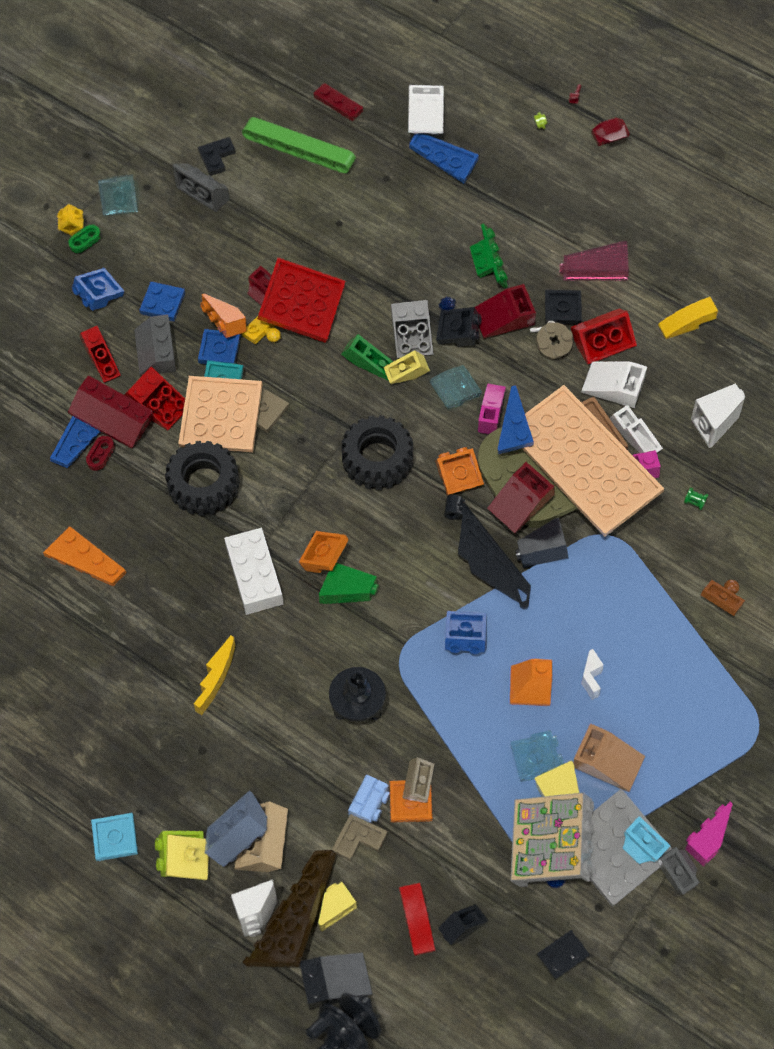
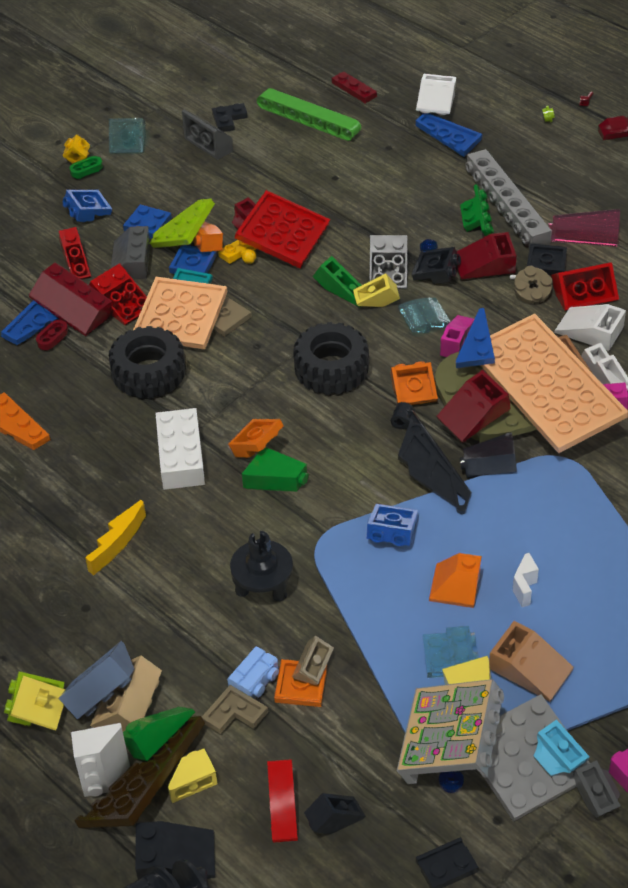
camera: 10 degrees right, 15 degrees down
(204, 310) = (184, 226): none -> lime plate
(294, 868) = (150, 733): none -> green slope
(515, 235) = (508, 199): none -> light grey brick

